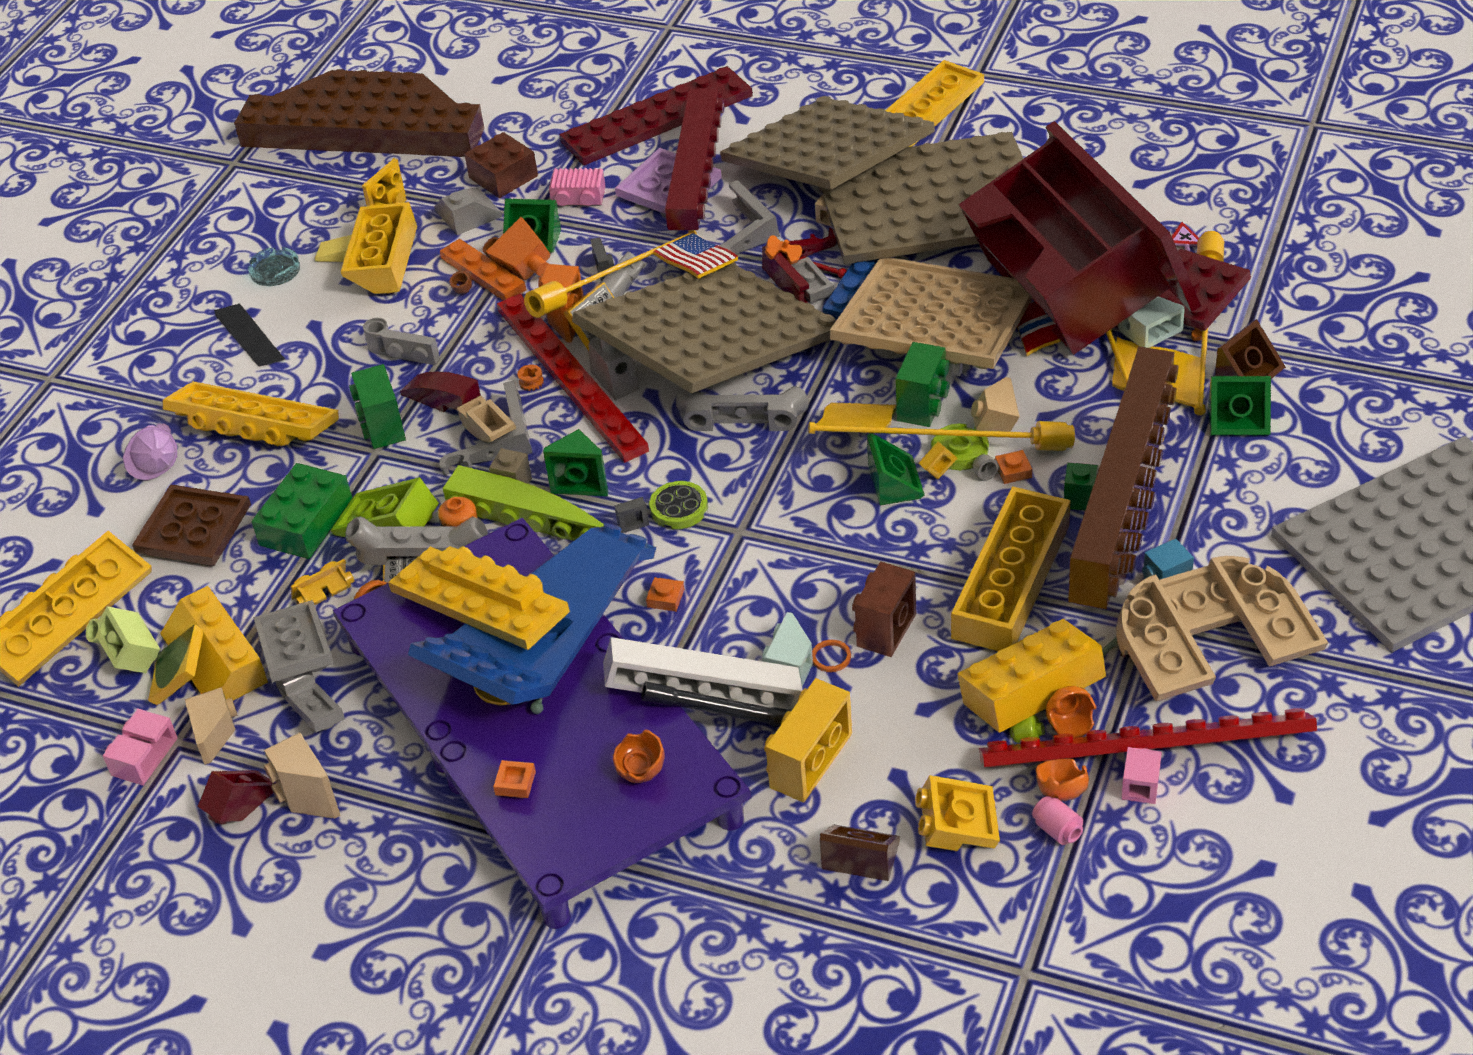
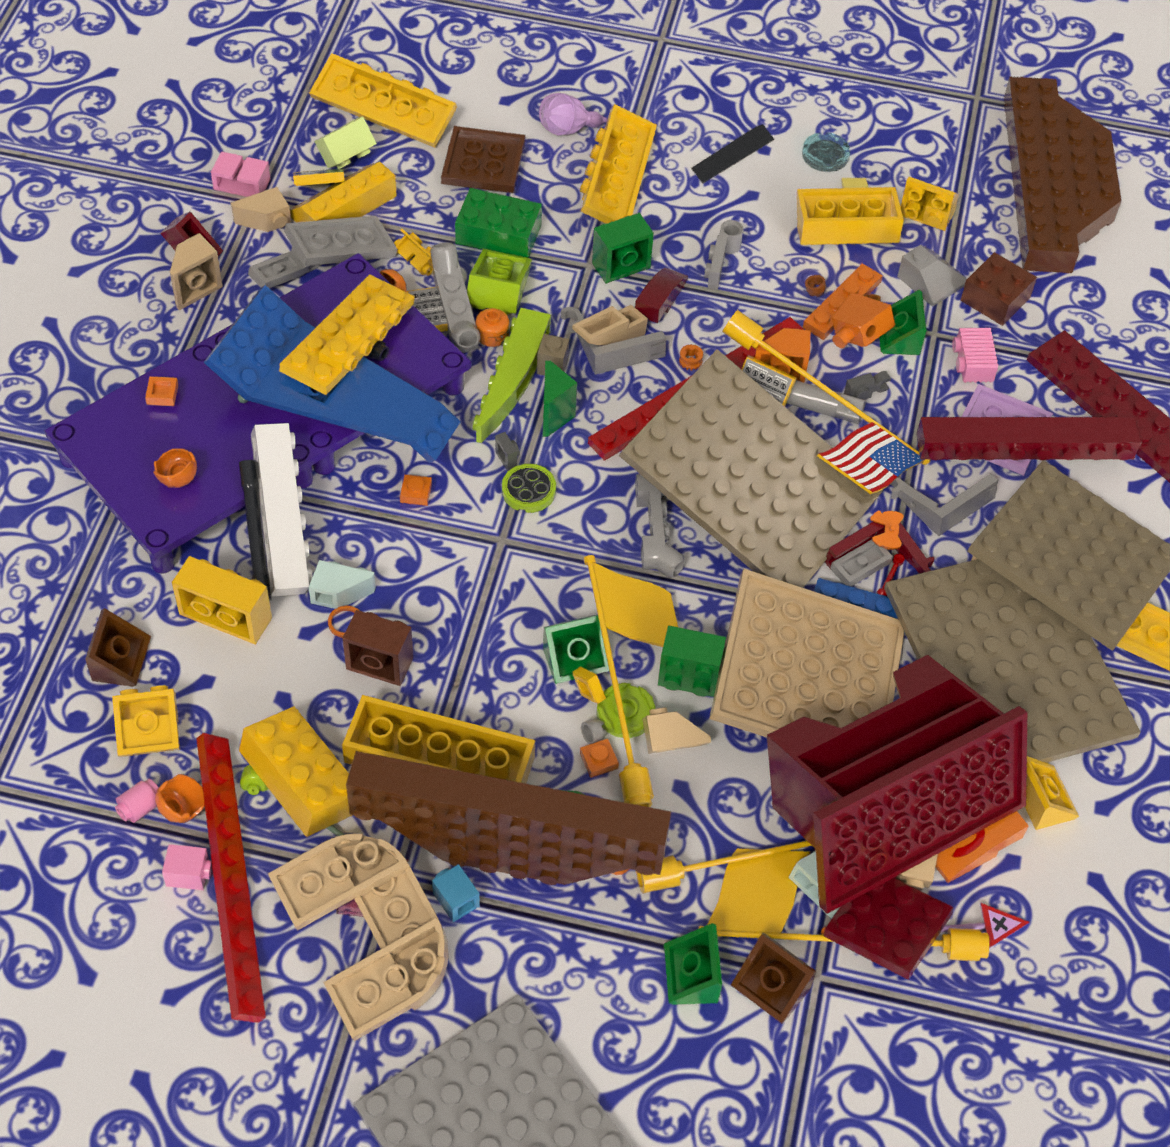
camera: 75 degrees right, 10 degrees up
(1071, 711) = (259, 805): orange hair -> none

